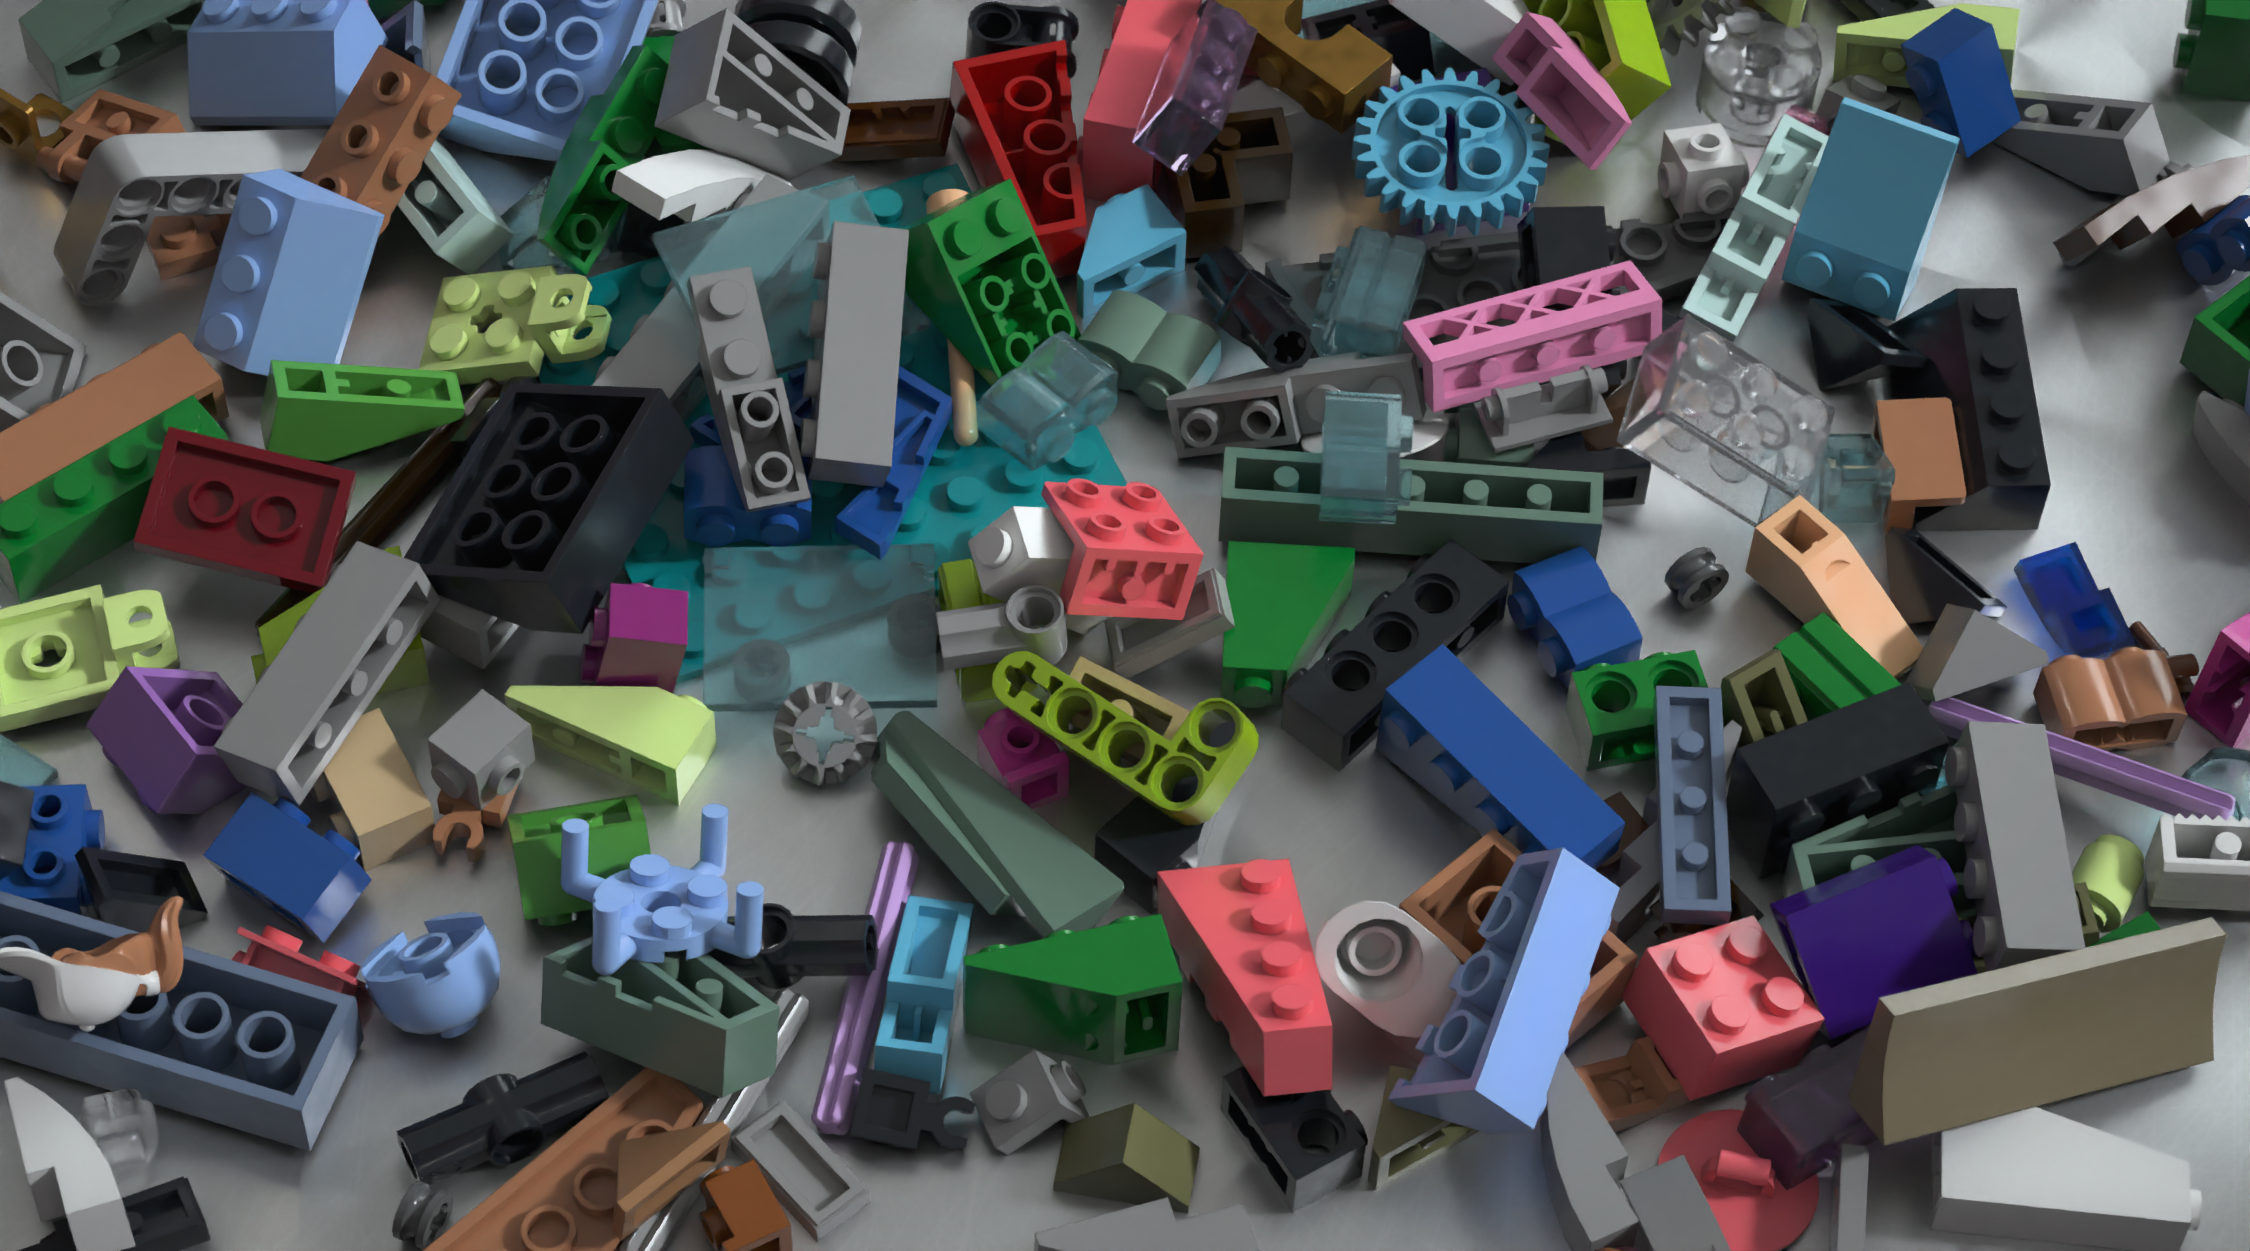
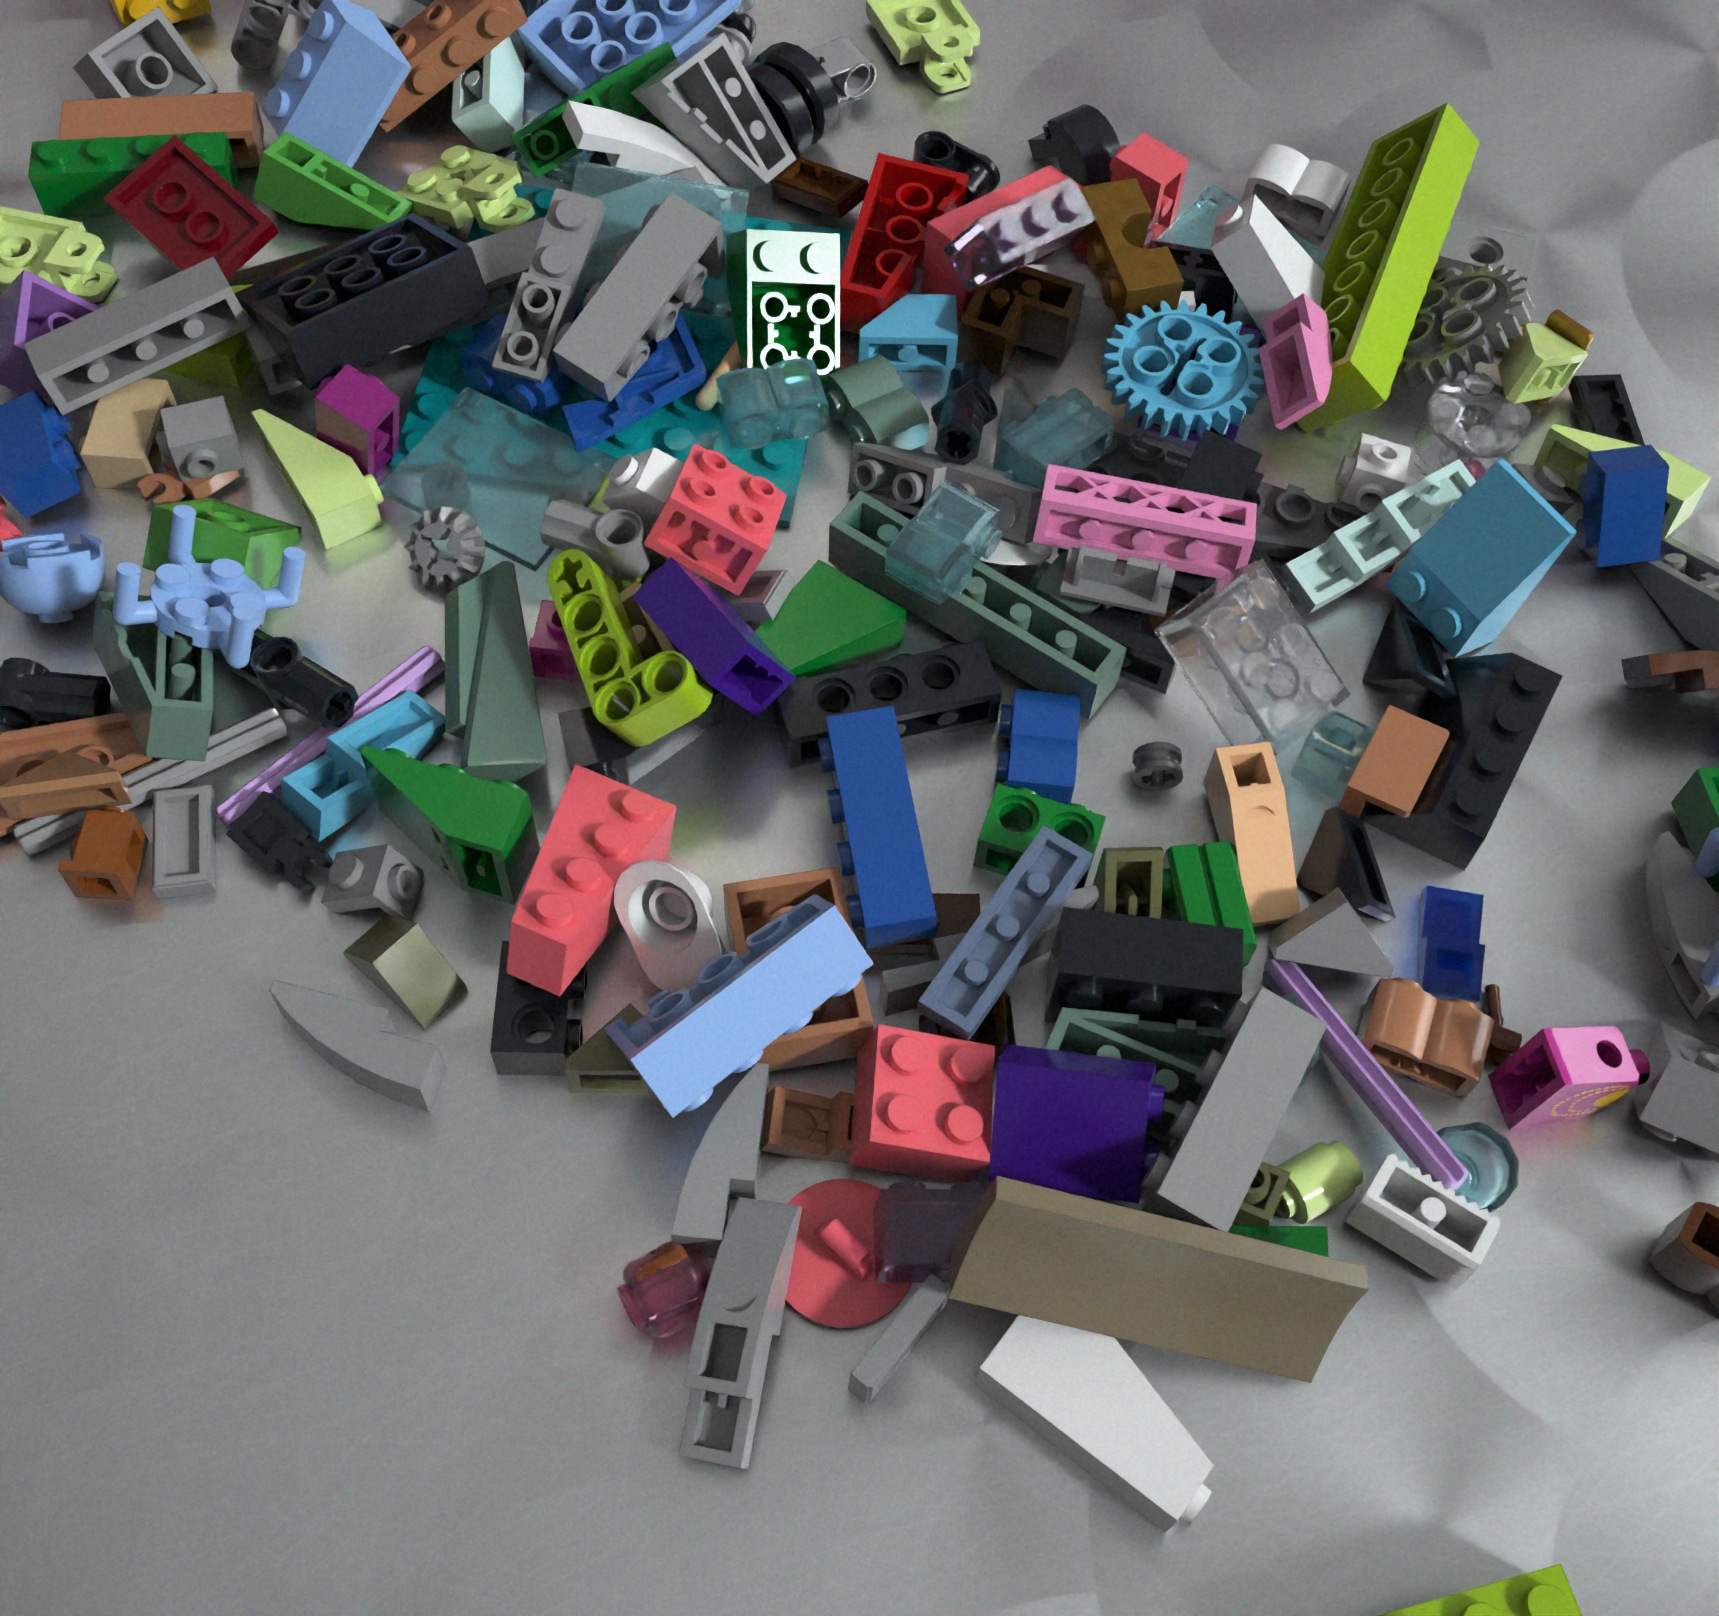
camera: 30 degrees right, 5 degrees up
(1203, 663) = (713, 637): none -> dark purple brick

